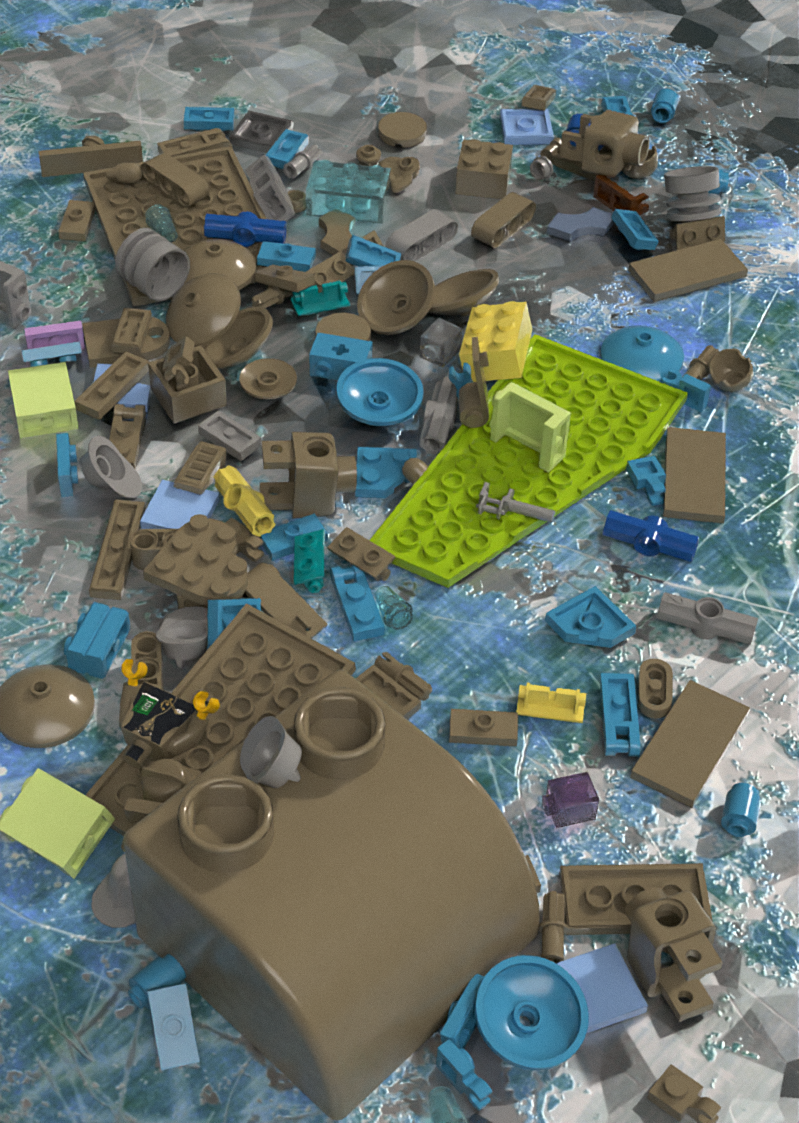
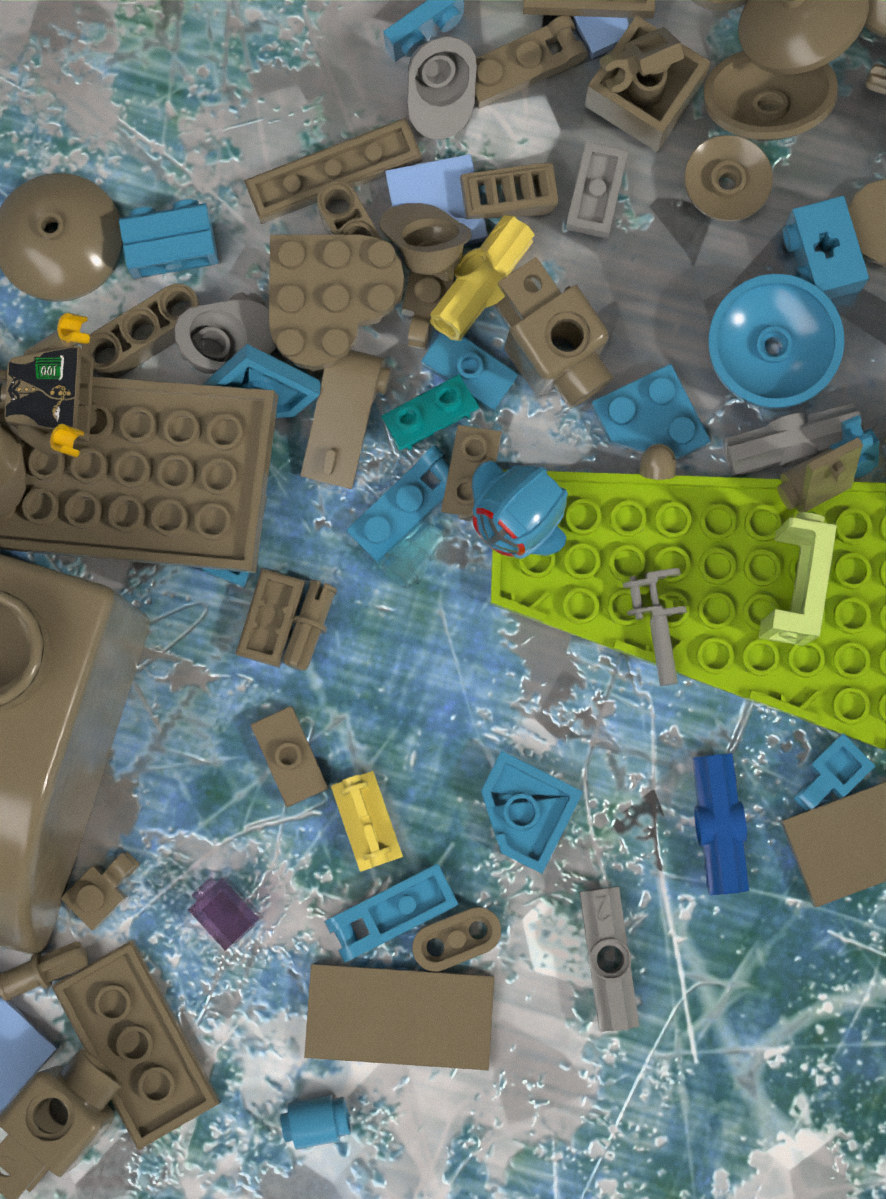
camera: 70 degrees right, 35 degrees up
(212, 503) = (427, 238): none -> dark tan piece
(403, 515) = (518, 510): none -> dark azure piece

